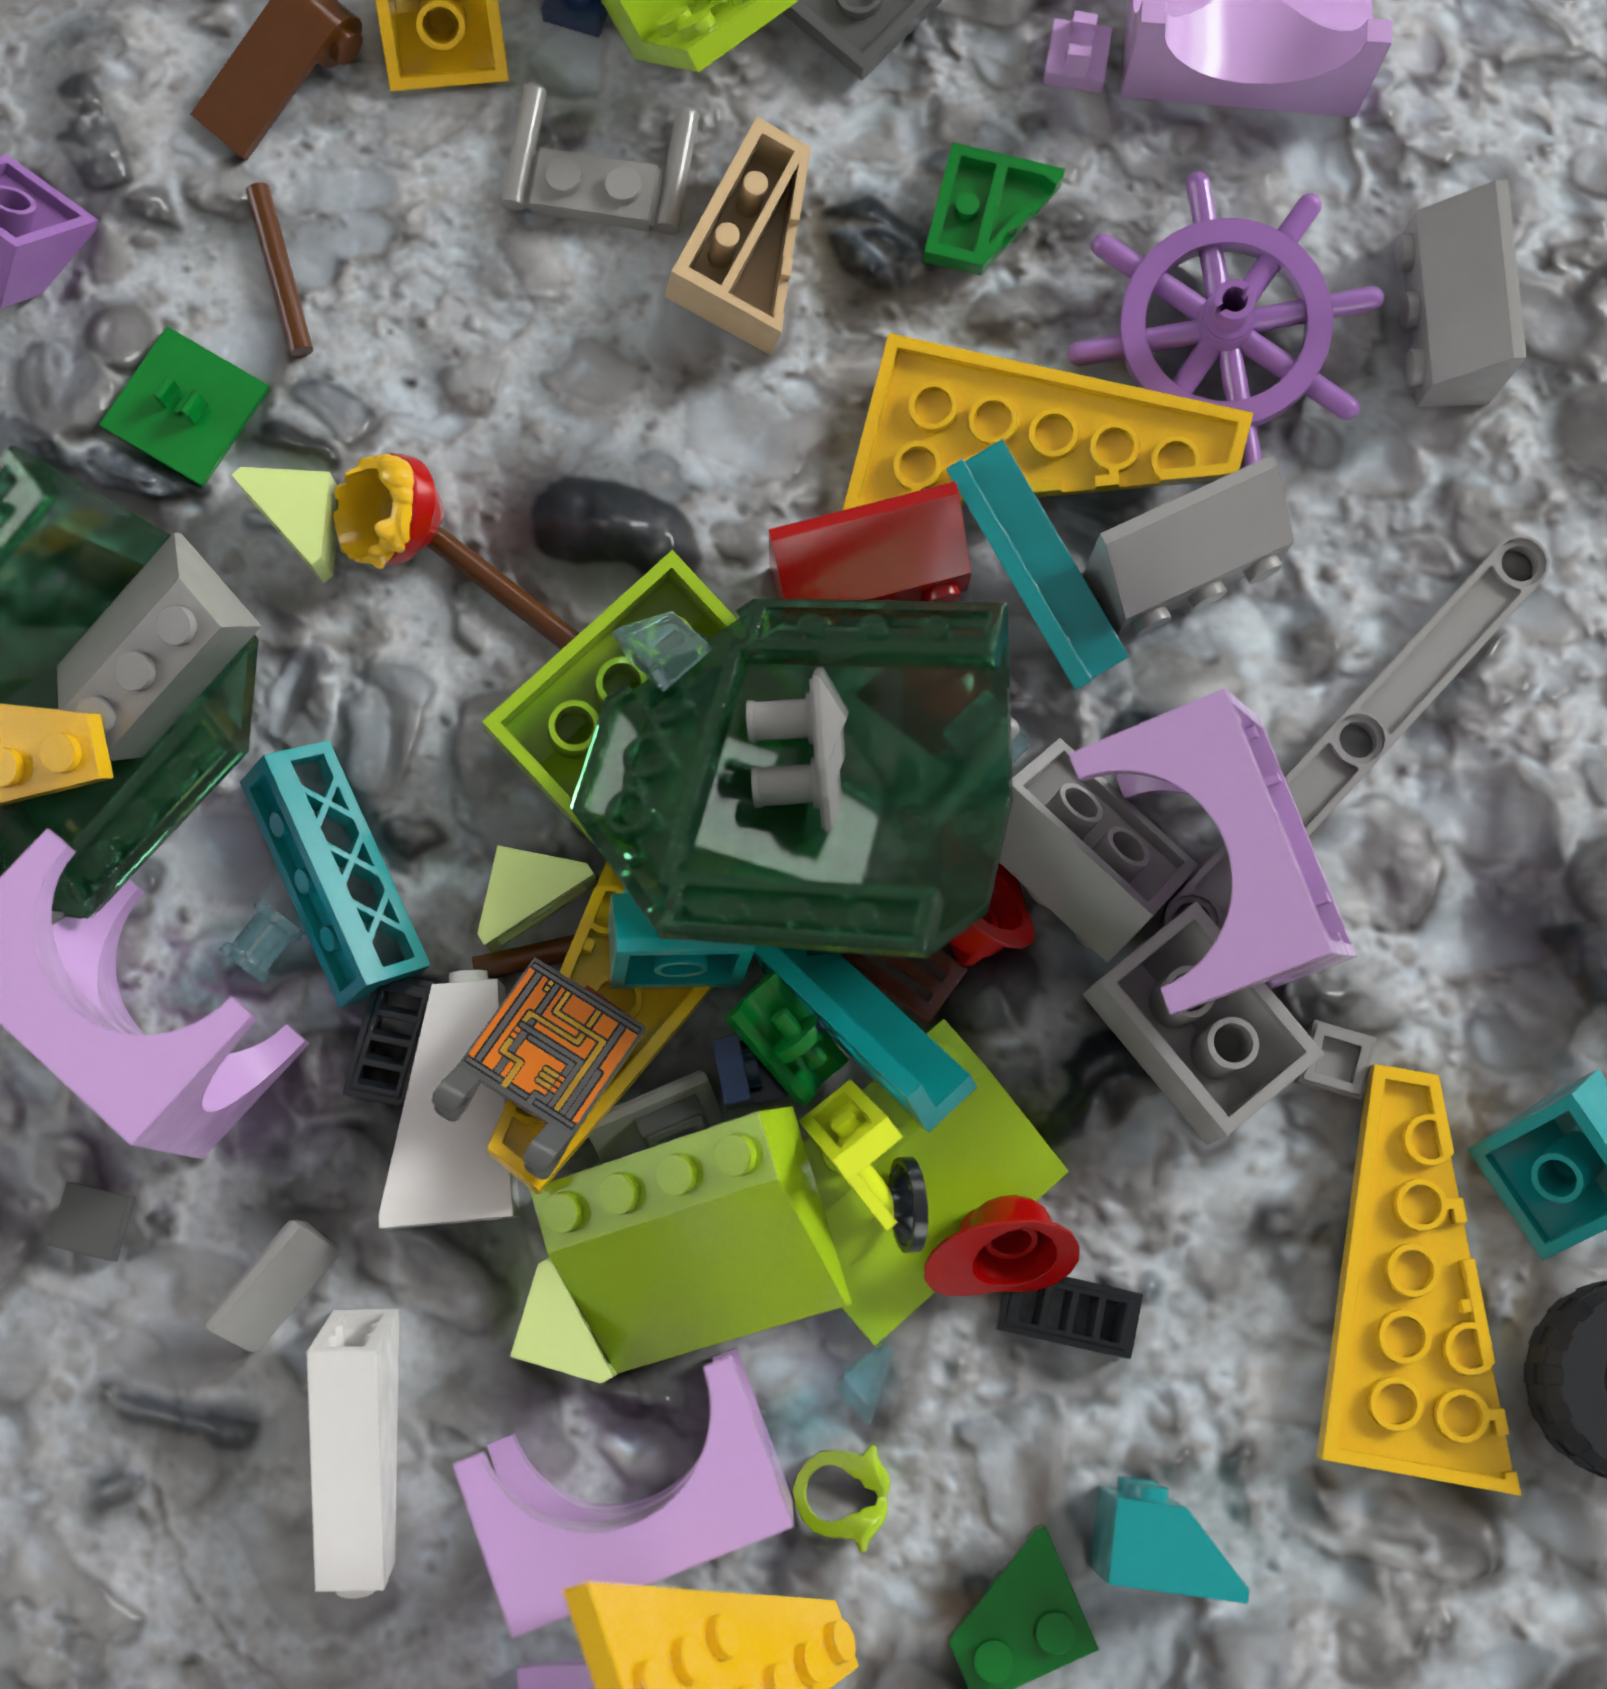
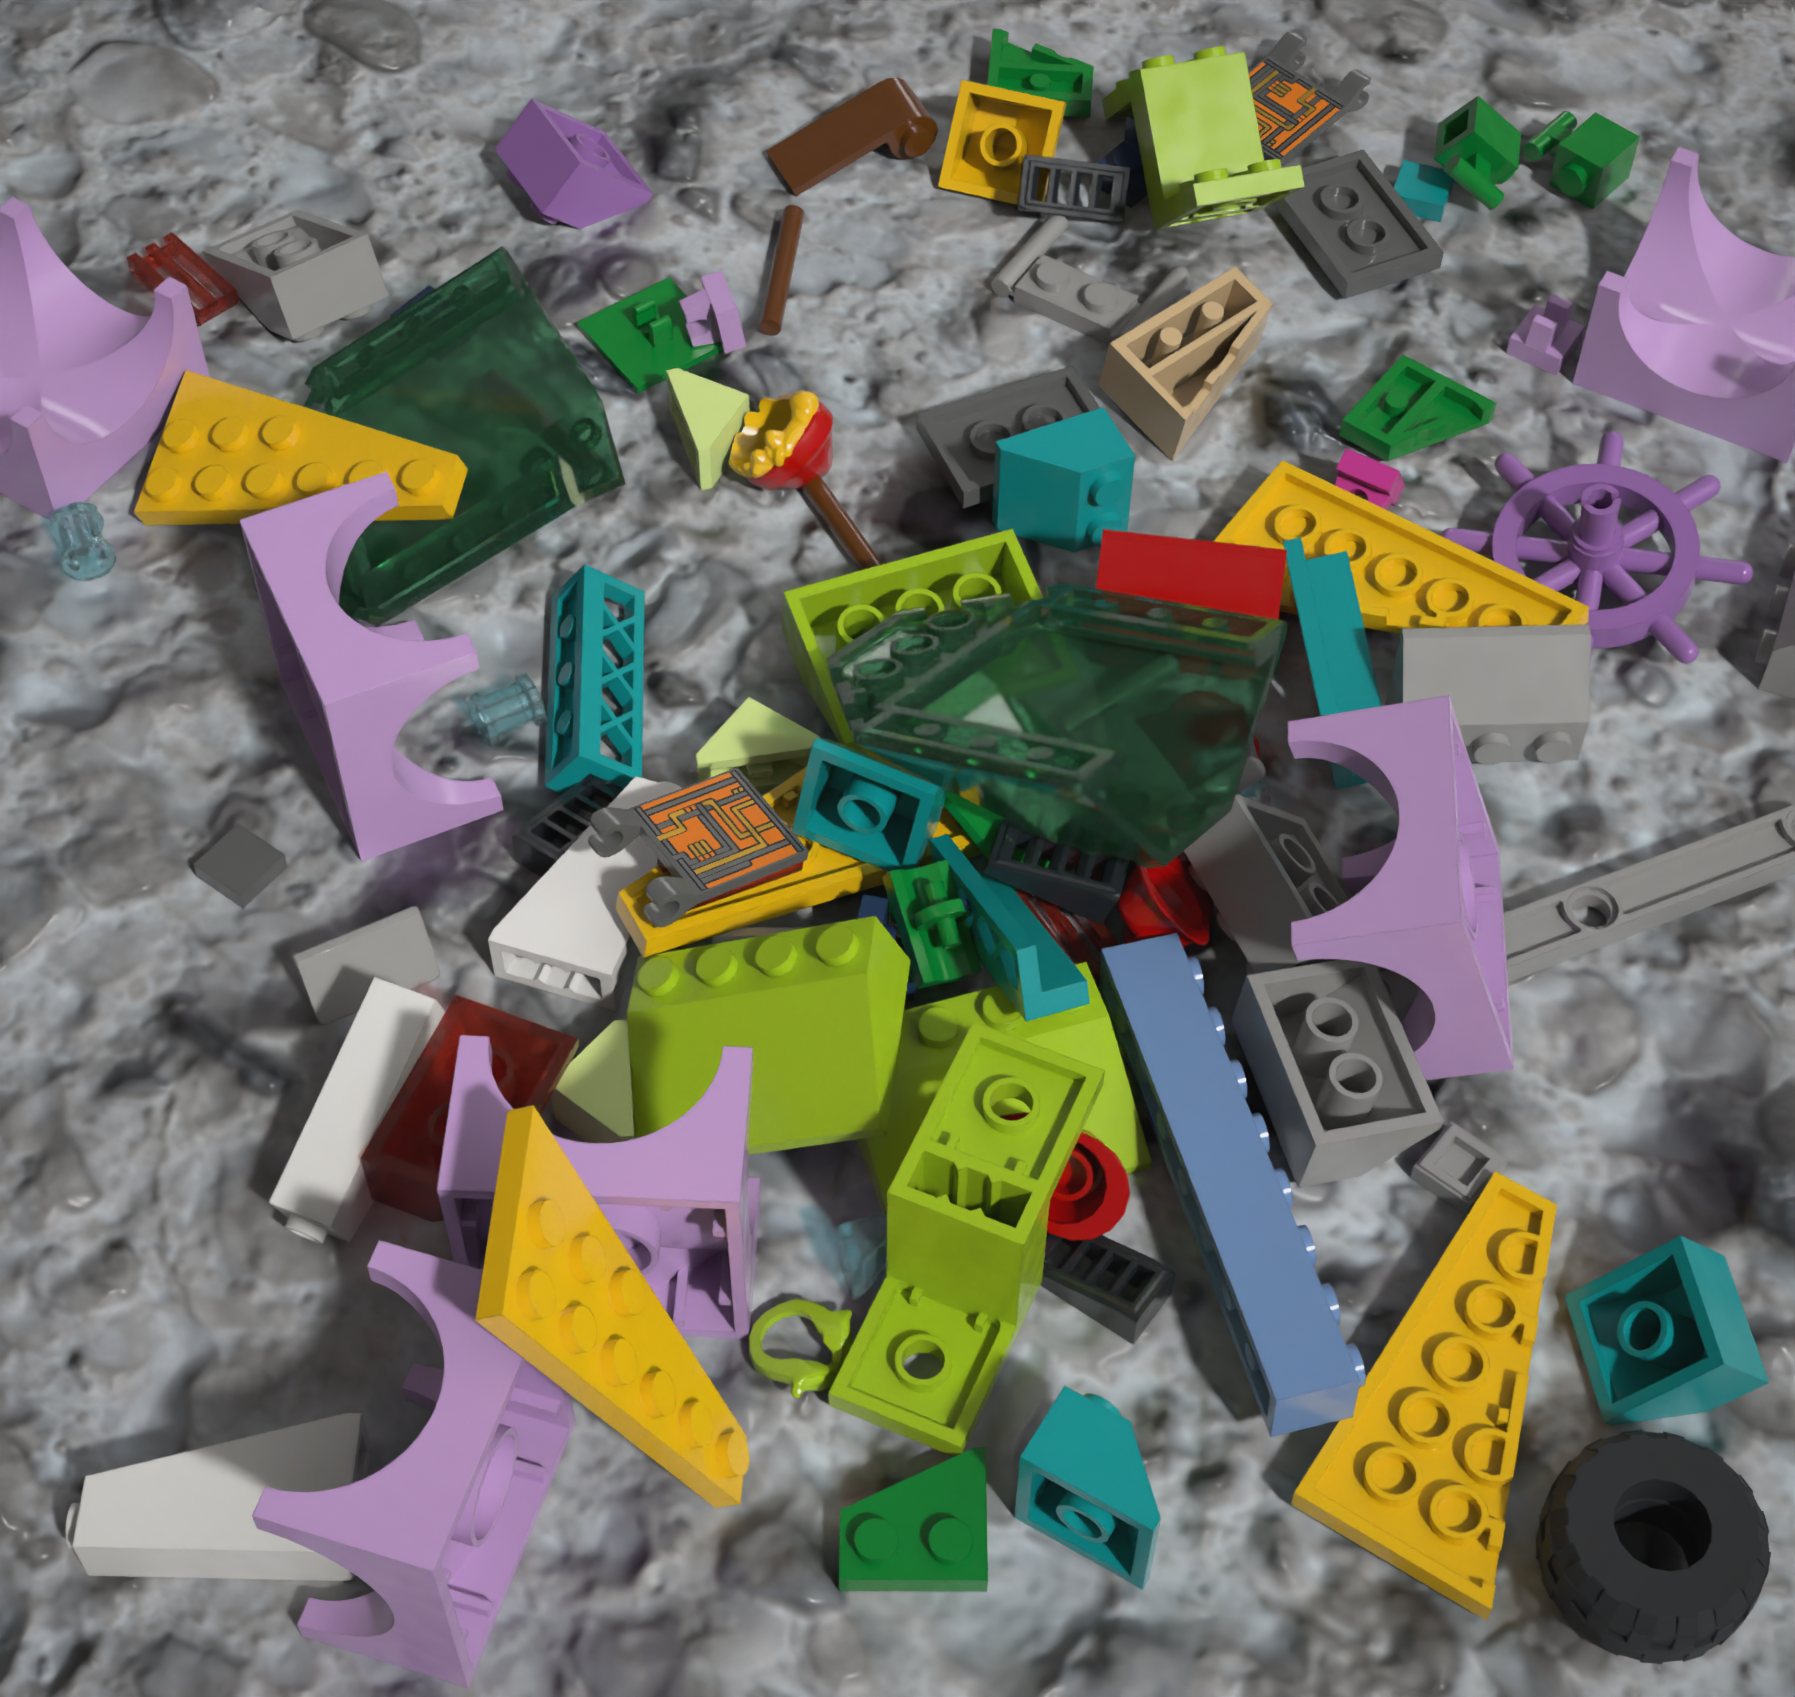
camera: 25 degrees right, 25 degrees down
(154, 649) = (574, 426): light grey slope -> none
(241, 371) = (713, 315): none -> lavender tile
(447, 1397) = (408, 1145): none -> clear red slope
(510, 35) = (1029, 179): none -> black slope
(613, 396) = (966, 431): none -> dark grey plate
(661, 647) = (964, 585): clear light blue slope -> none
(695, 454) = (1064, 482): none -> teal slope
(820, 720) = (1082, 678): light grey connector -> none
(854, 1135) = (935, 990): neon yellow piece -> none
(966, 1367) = (966, 1238): none -> lime bracket
(977, 314) = (1369, 478): none -> dark pink tile
(1150, 1181) = (1229, 1189): none -> medium blue brick

